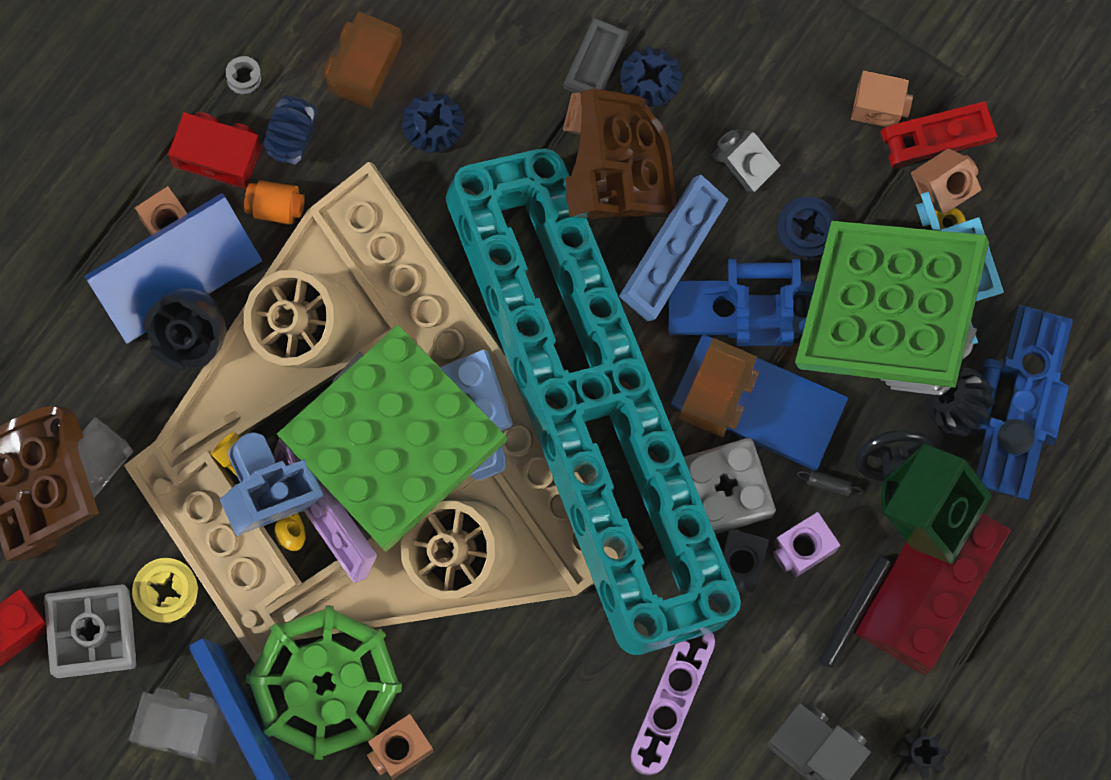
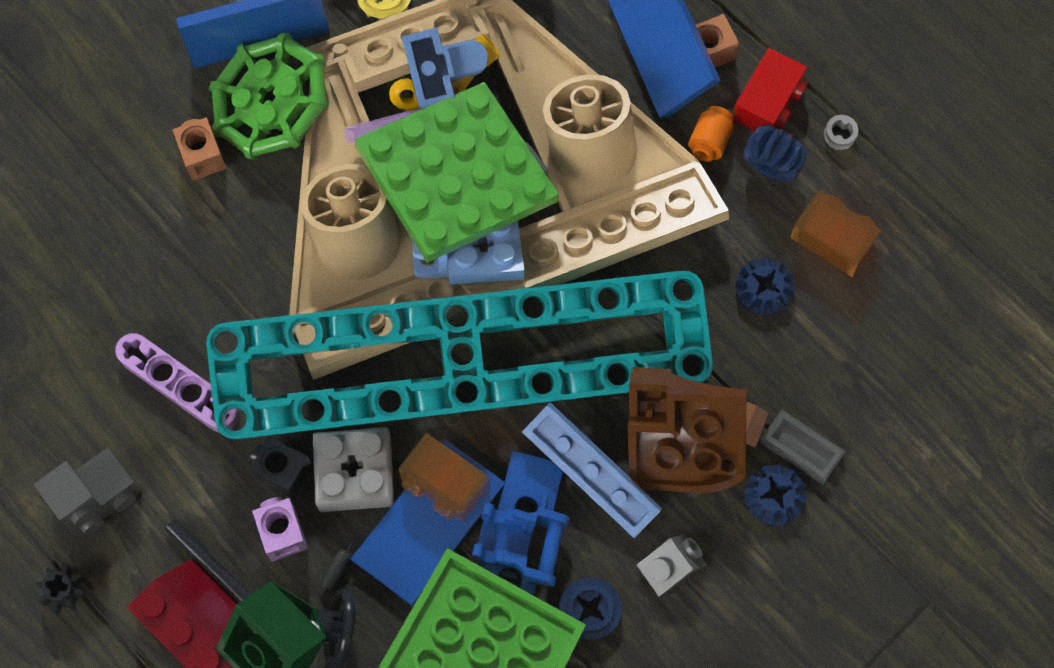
camera: 110 degrees right, 5 degrees down
(185, 328) = (606, 38): black cylinder -> none

